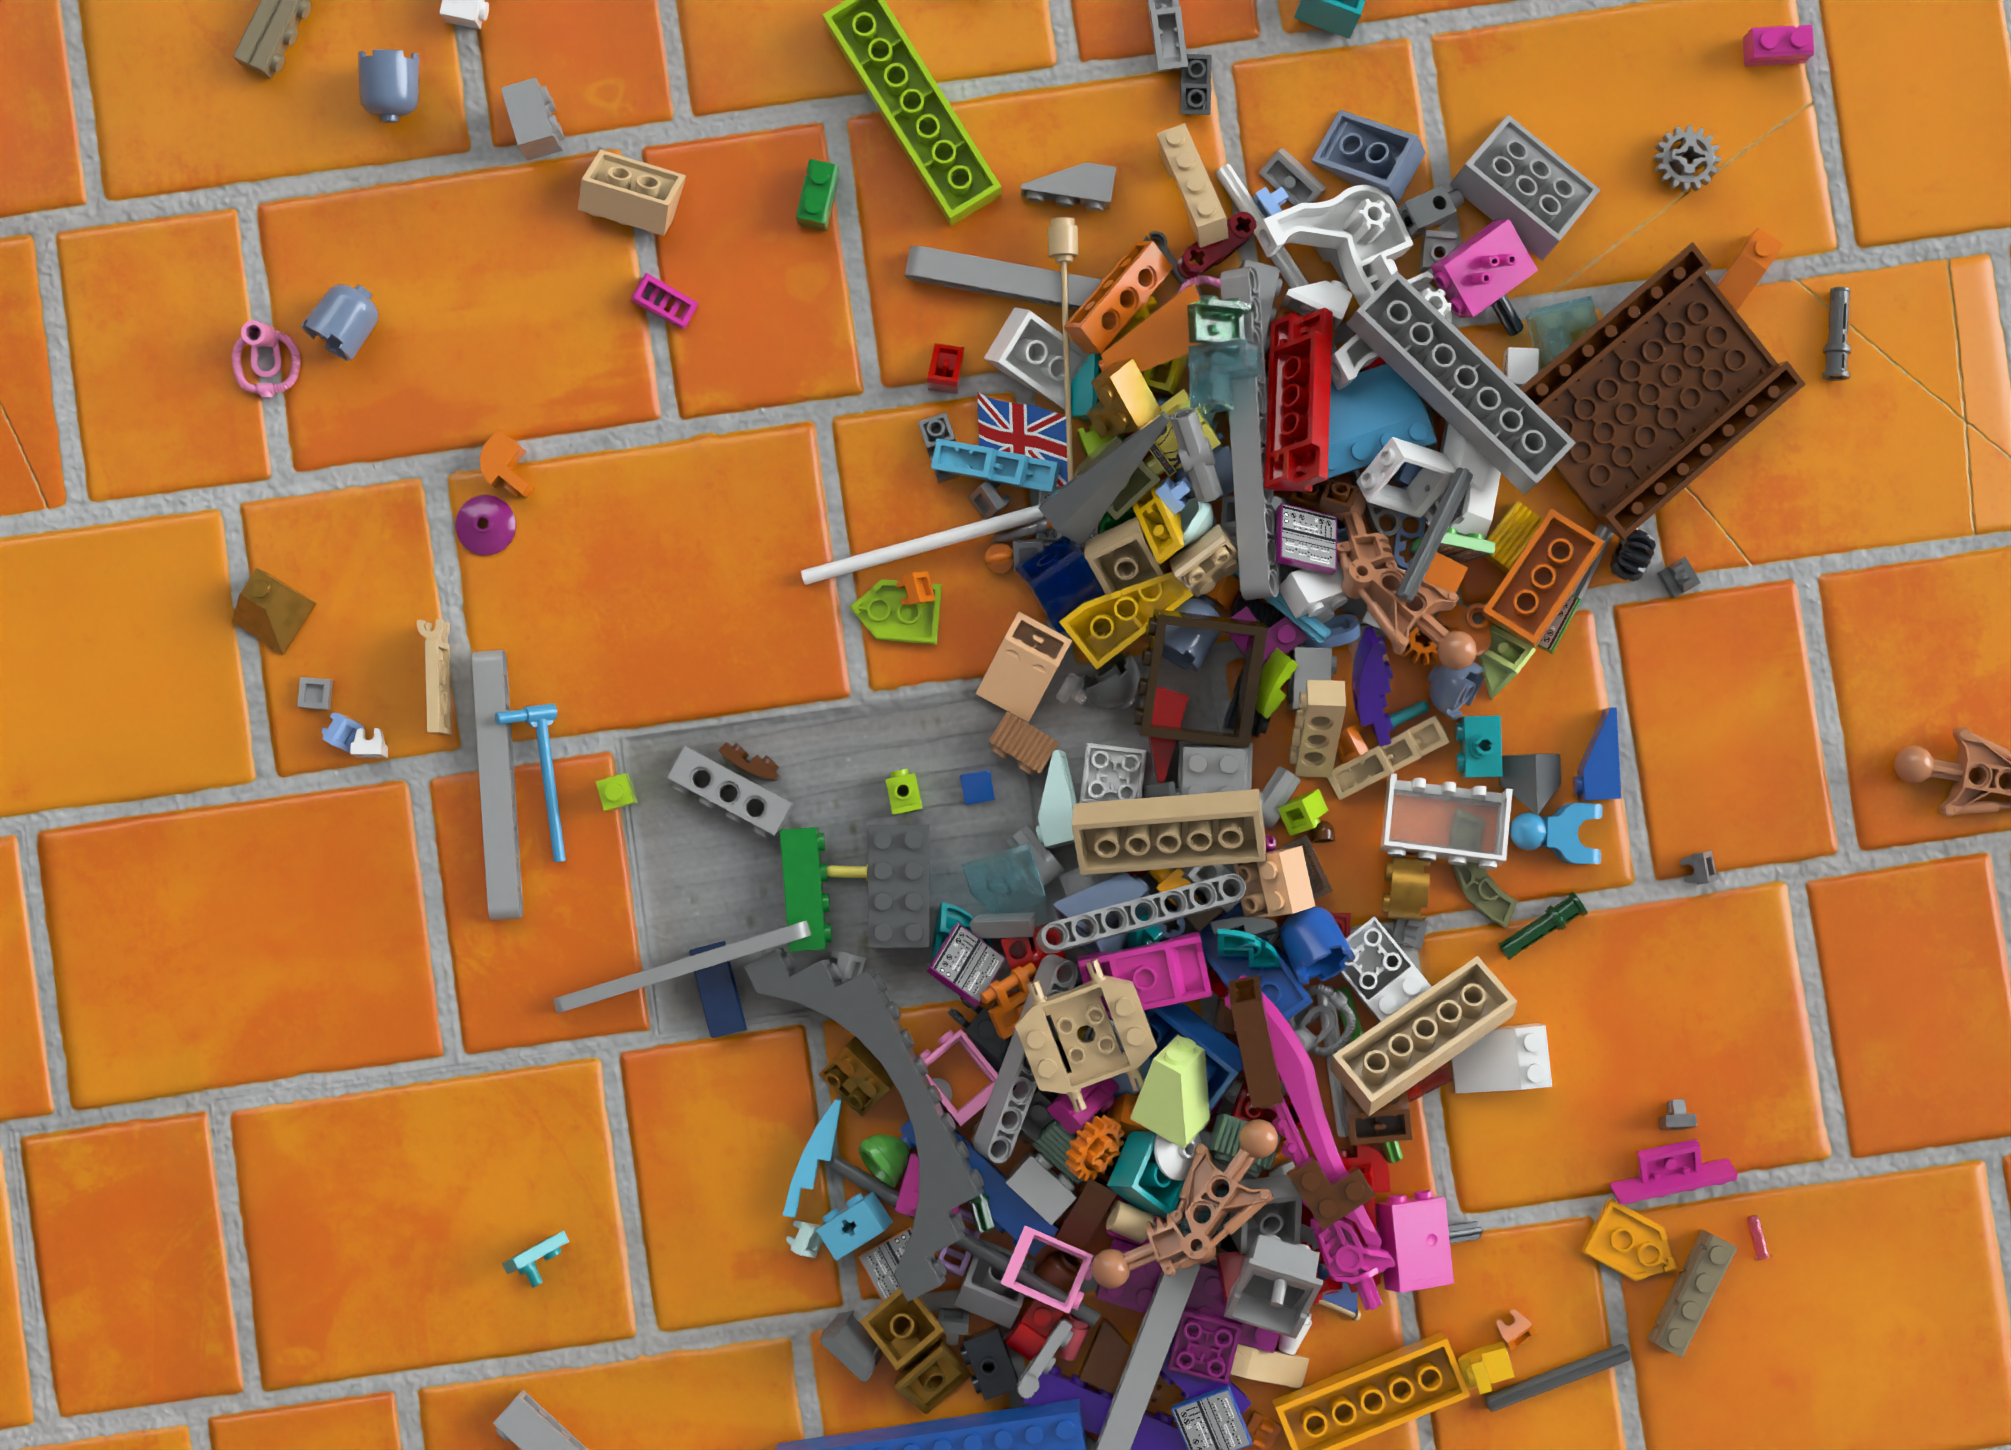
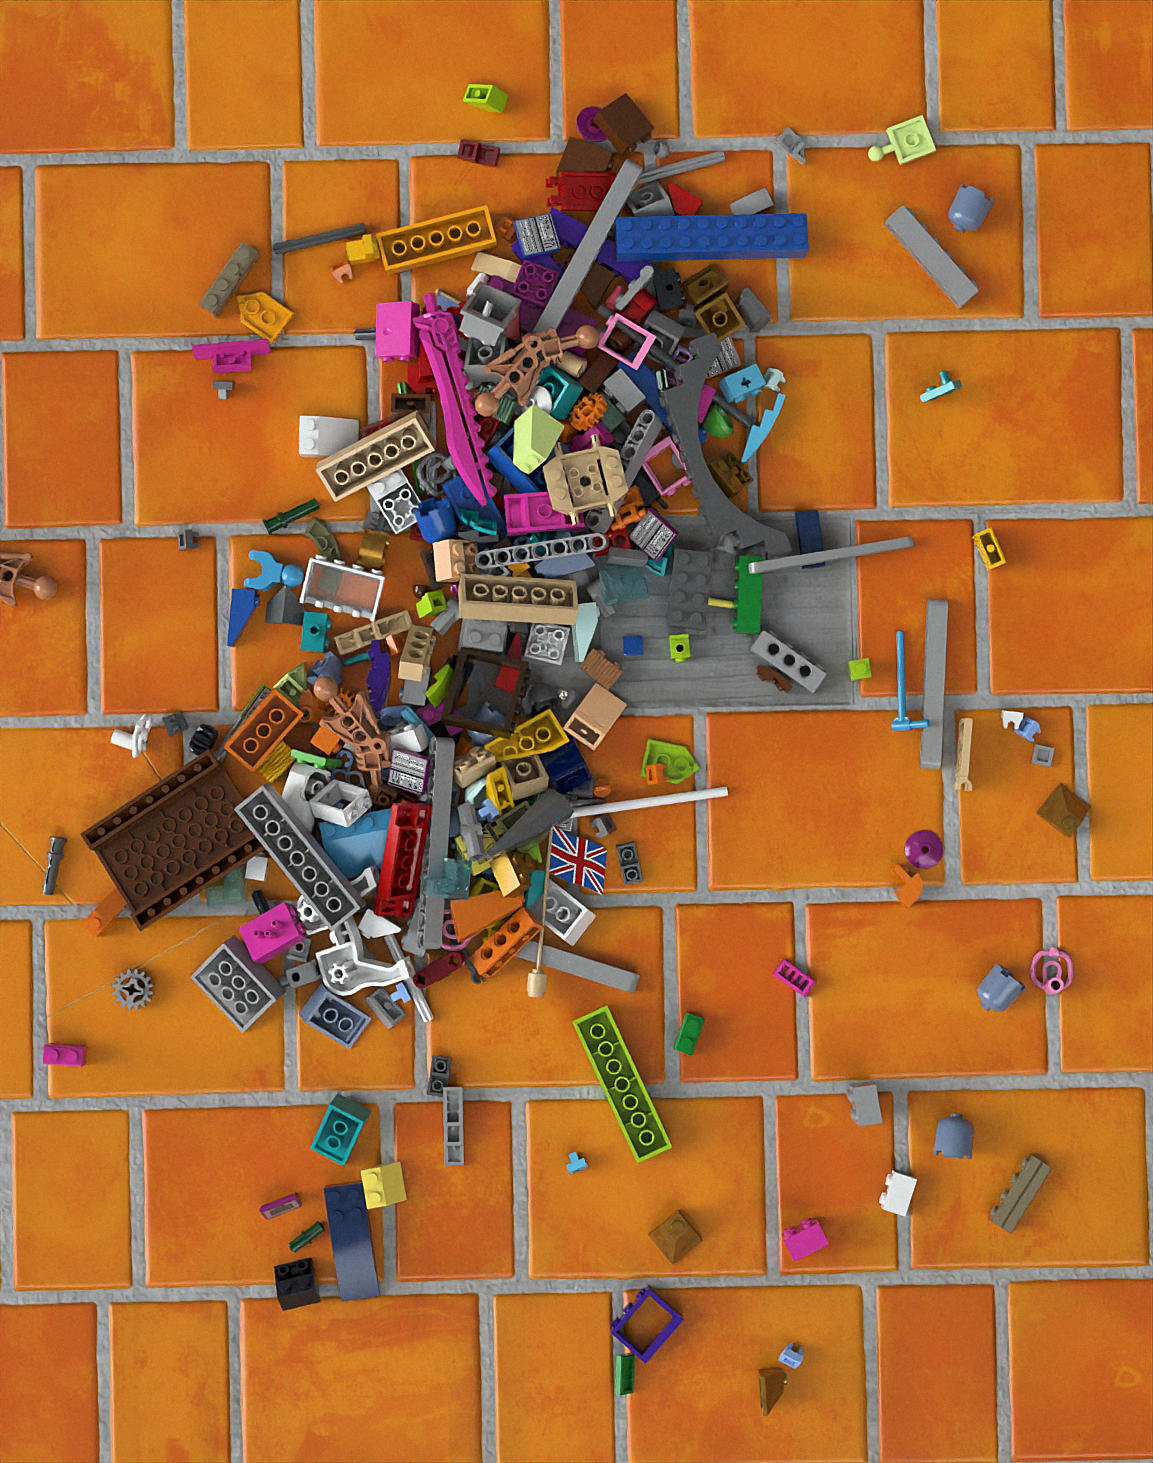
camera: 170 degrees left, 0 degrees up
(432, 1007) = (989, 549): none -> yellow brick
(631, 192) = (807, 1050): tan slope -> none
(945, 368) = (620, 913): red slope -> none
(995, 465) = (597, 845): medium azure slope -> none
(1080, 185) = (519, 1019): light grey slope -> none
(1199, 197) = (450, 1008): tan arch -> none
(1216, 319) = (448, 912): clear green bracket -> none
(1255, 1042) = (481, 463): reddish brown slope -> none
(1331, 1199) = (449, 362): reddish brown brick -> none
(1434, 535) = (329, 763): dark grey axle -> none
(1742, 541) = (134, 741): none -> white piece
(1758, 1238) = (183, 308): clear pink piece -> none

